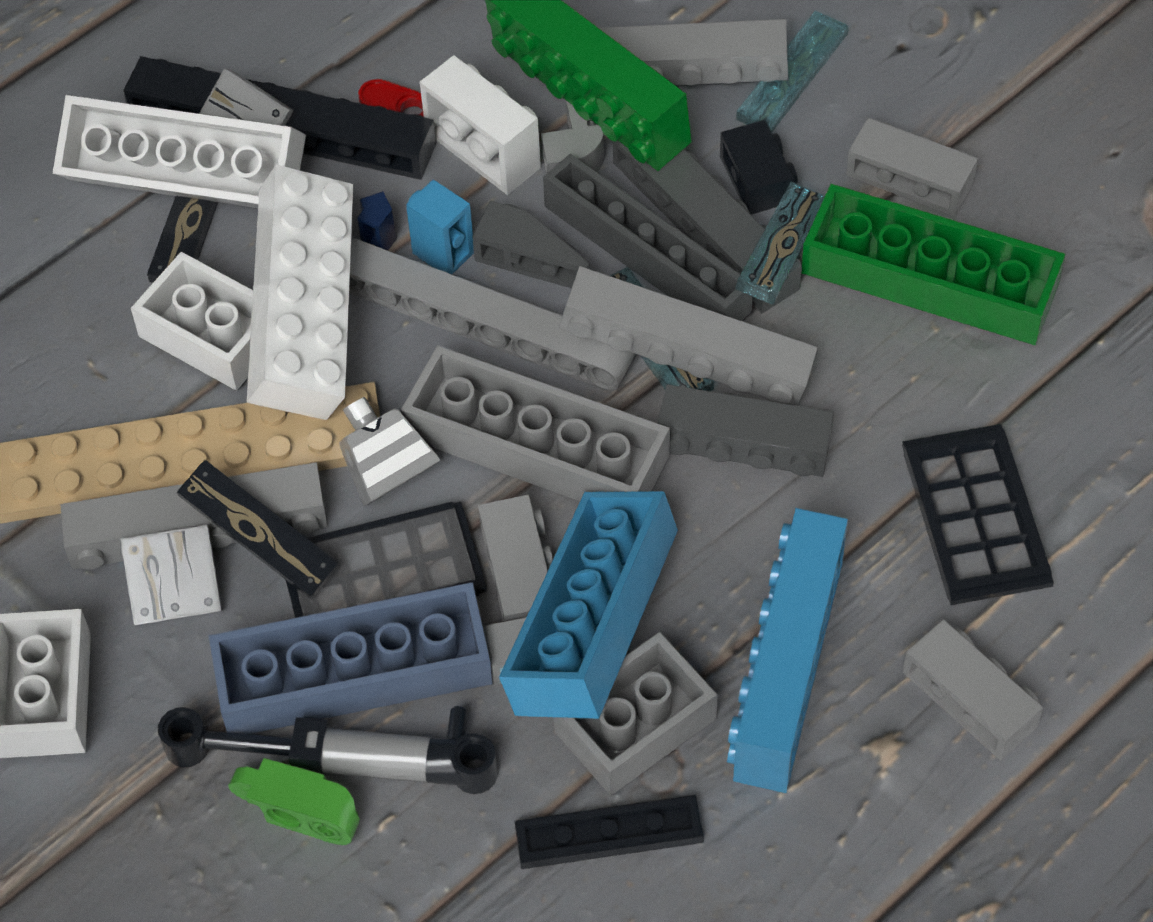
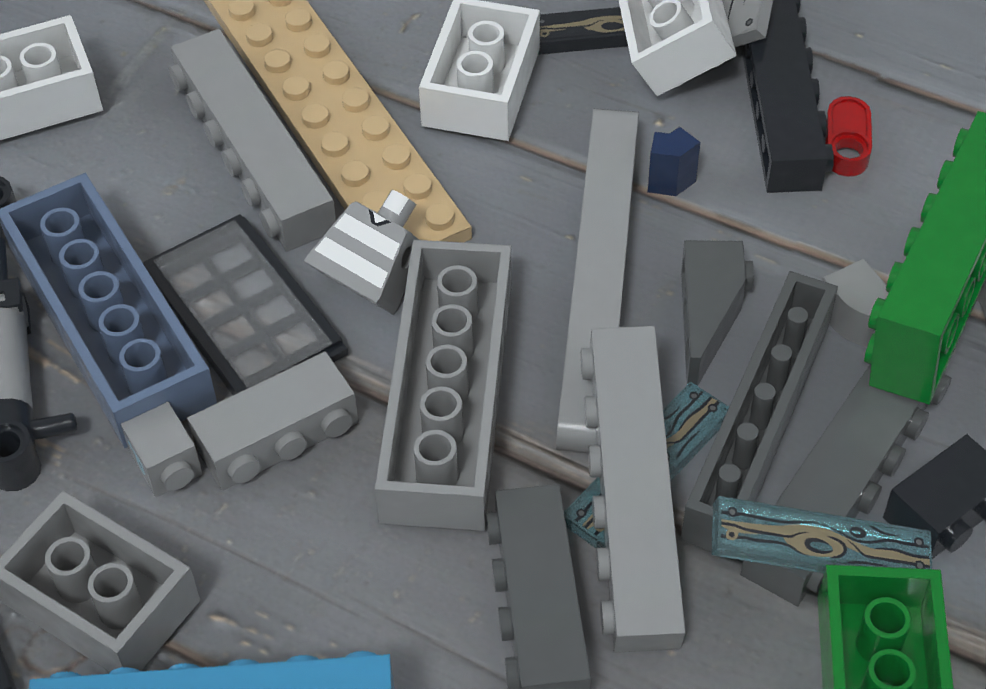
camera: 70 degrees right, 5 degrees down
(171, 575) = (172, 137): tile -> none
(258, 529) = (230, 178): black tile -> none
(300, 293) = (520, 104): white brick -> none
(440, 227) = (680, 205): dark azure brick -> none
(482, 124) = (845, 198): white brick -> none
(589, 605) = (202, 483): dark azure brick -> none

